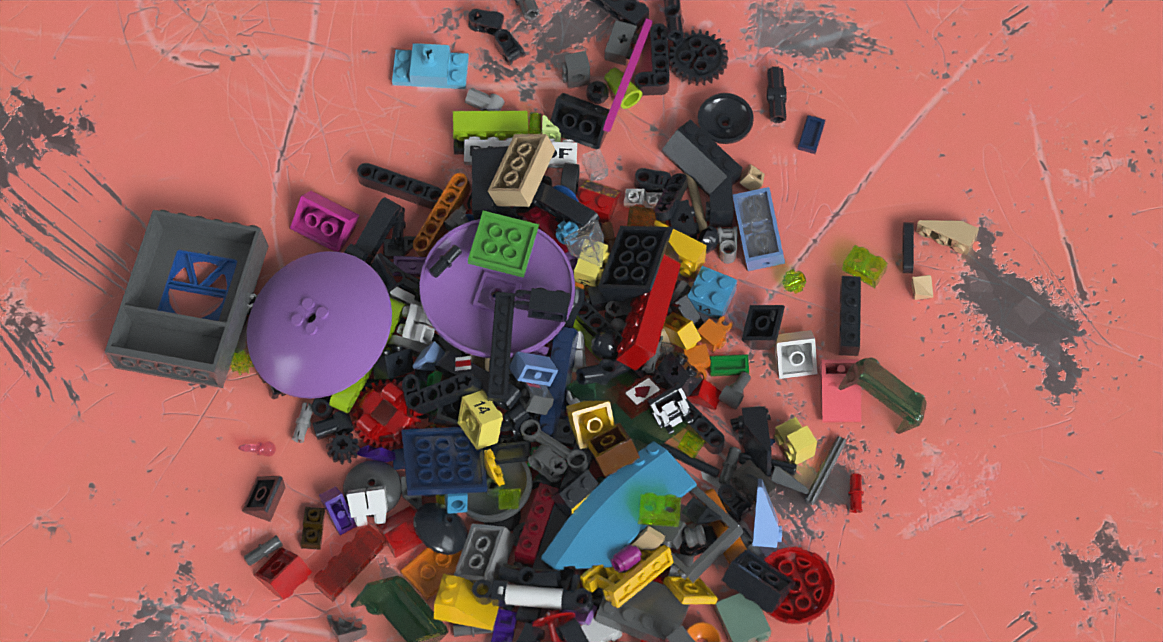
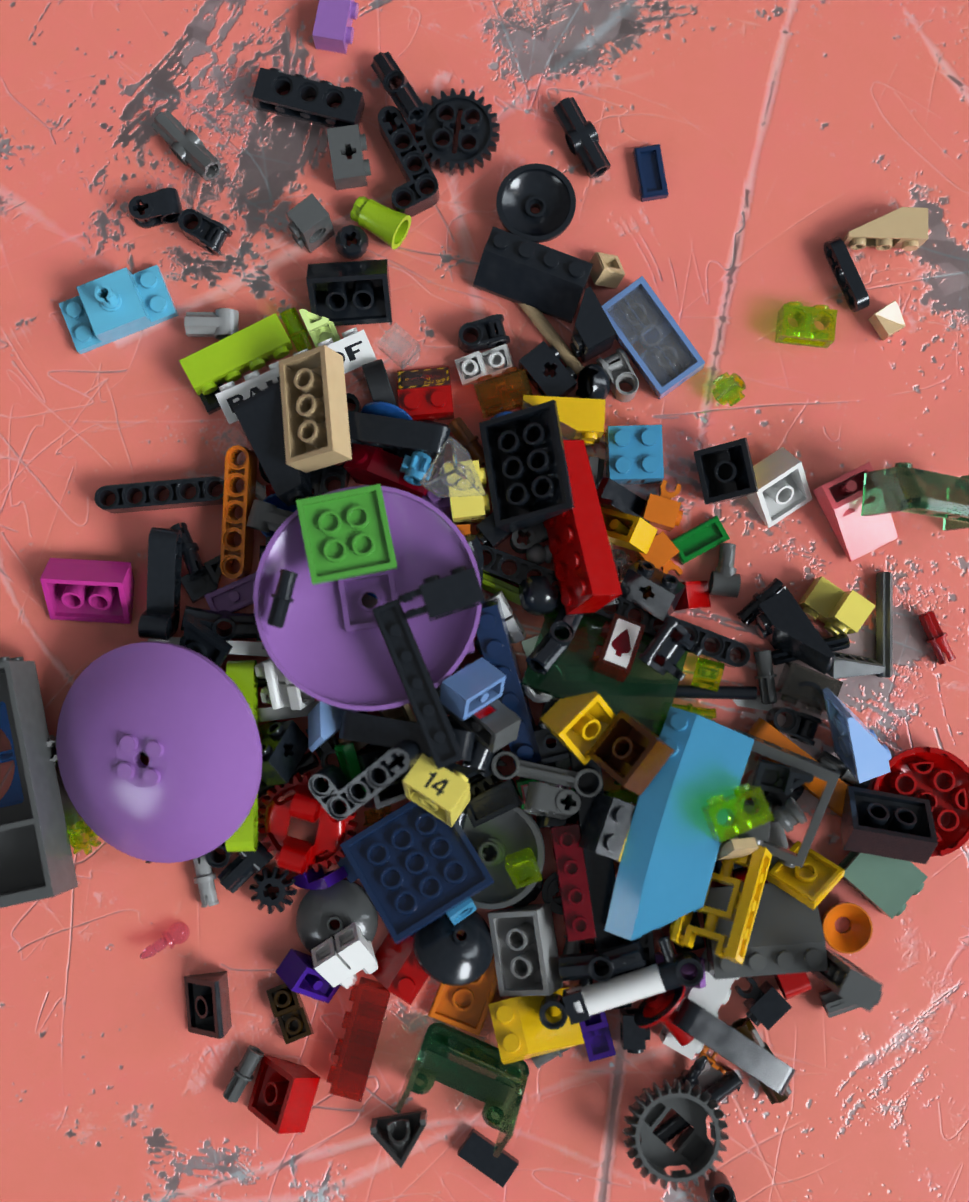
camera: 30 degrees left, 20 degrees up
(462, 363) = (376, 724): sticker -> none
(493, 470) = (485, 844): yellow dish -> none
(626, 558) = (720, 892): magenta brick -> none
(627, 75) = (383, 203): dark pink tile -> none
(671, 197) = (518, 349): black beam -> none
(850, 315) = (820, 403): black brick -> none

